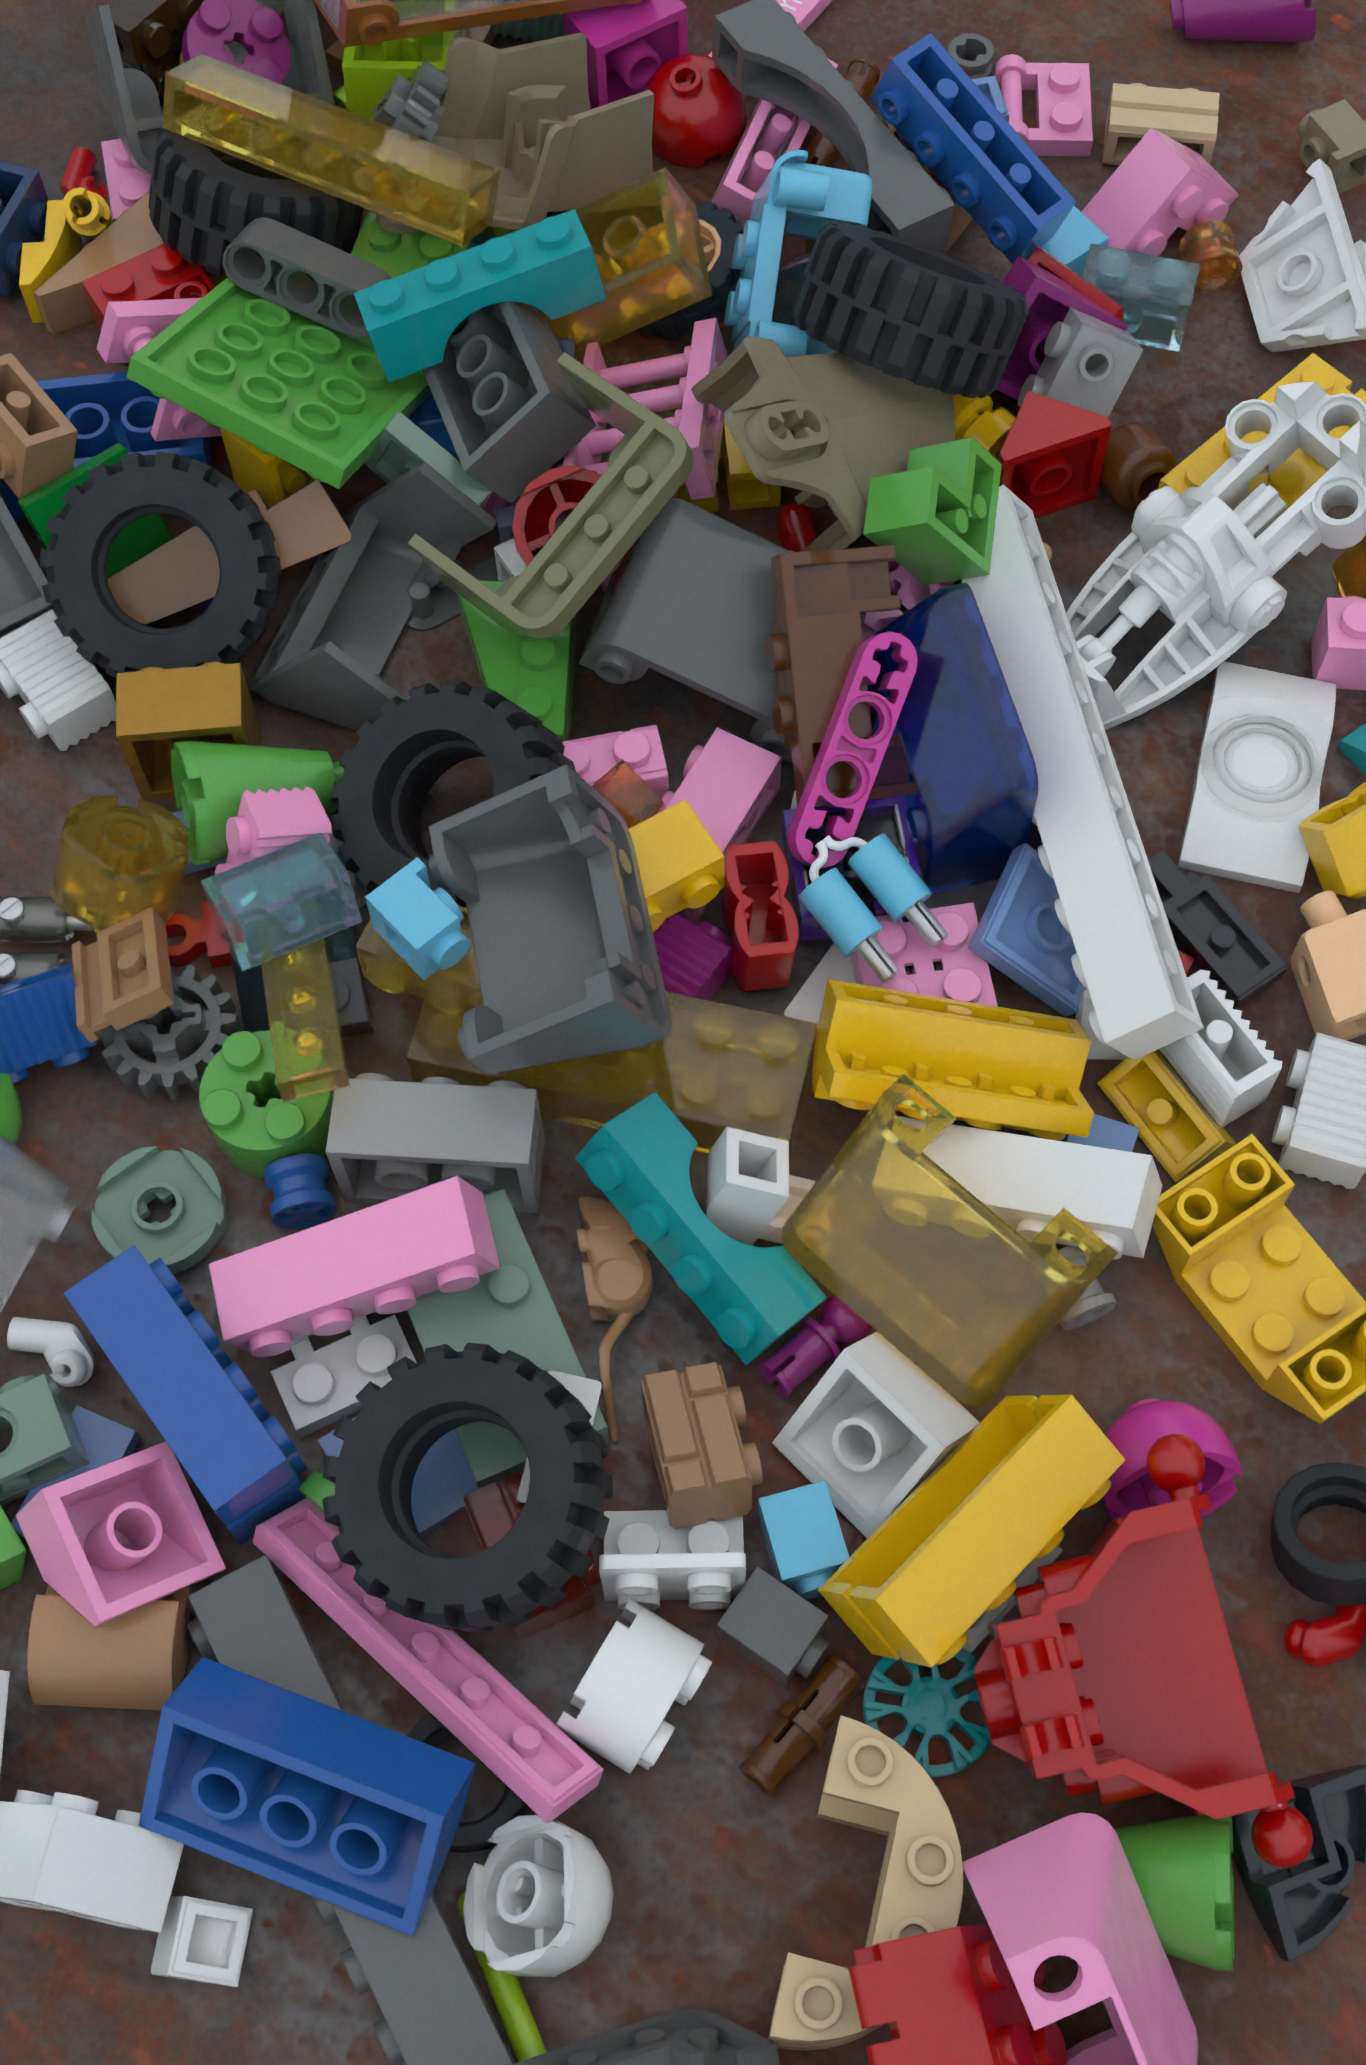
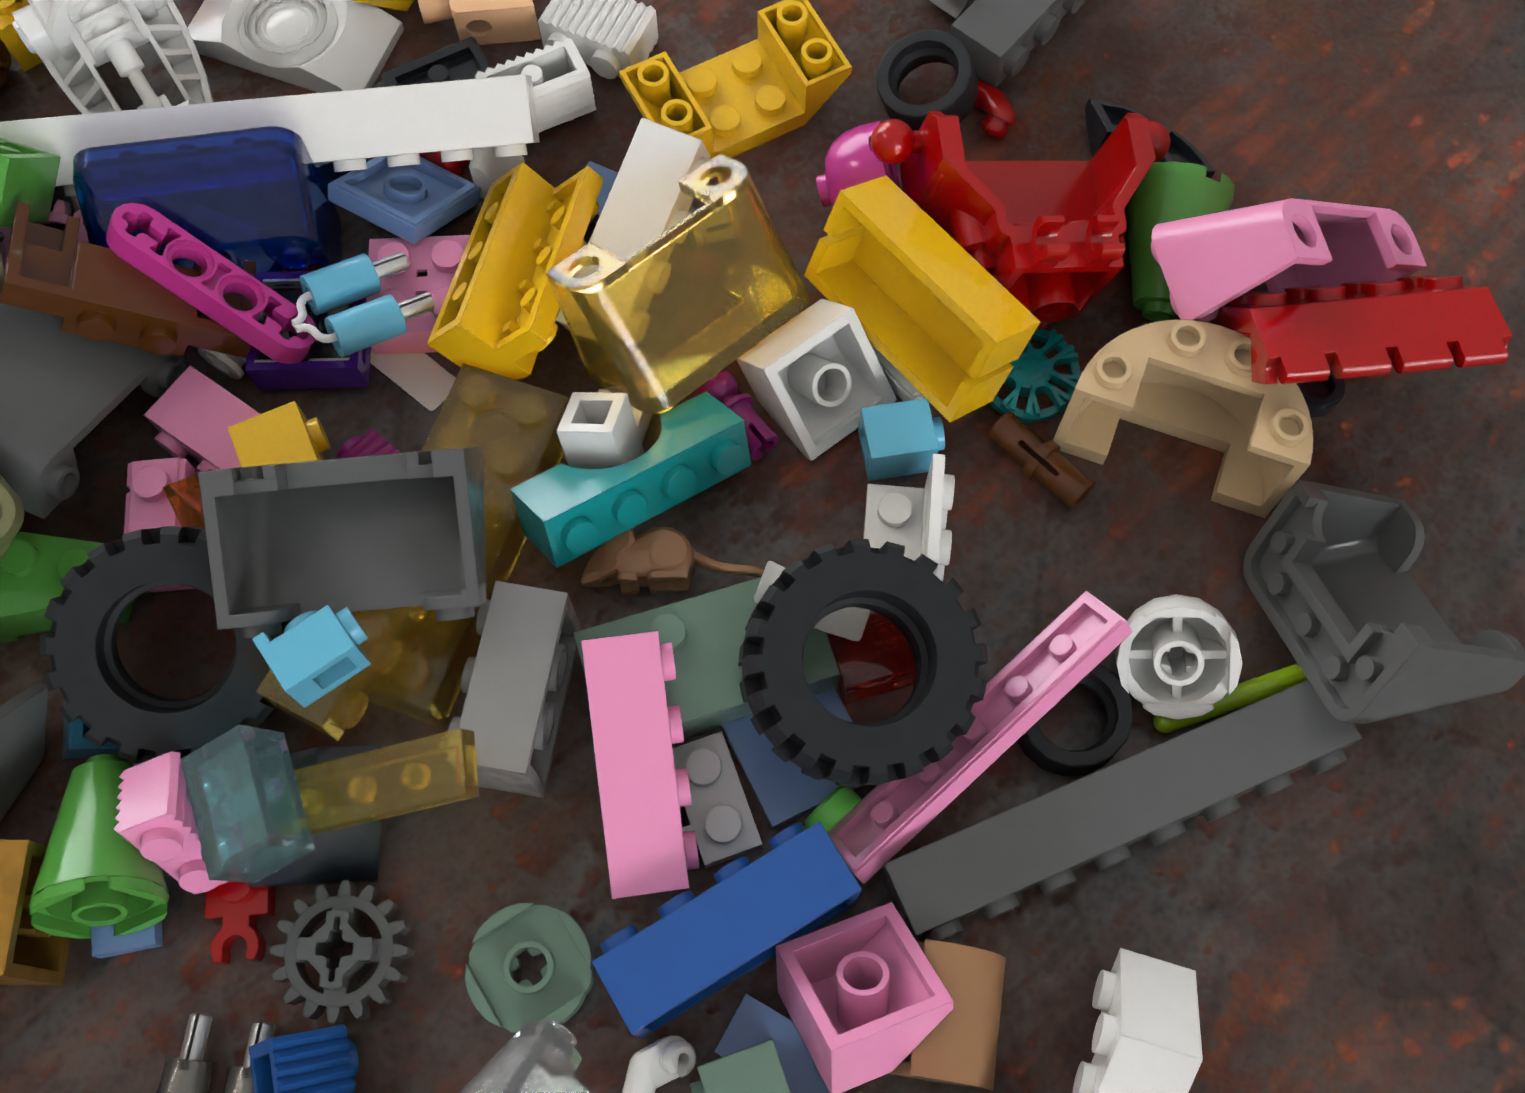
camera: 85 degrees left, 5 degrees up
(119, 861) = (149, 991): clear yellow brick -> none
(122, 974) = (280, 986): medium nougat plate -> none
(202, 1941) = (1194, 941): white slope -> none
(247, 1110) = (447, 884): bright green brick -> none
(300, 1191) = (534, 829): blue wheel -> none
(304, 1794) = (1101, 827): blue slope -> none
(633, 1688) = (1017, 568): white brick -> none
(698, 1444) = (817, 503): medium nougat brick -> none
(759, 915) = (348, 399): red brick -> none
(774, 1629) = (978, 462): dark grey brick -> none
(1167, 1113) = (573, 143): yellow slope -> none

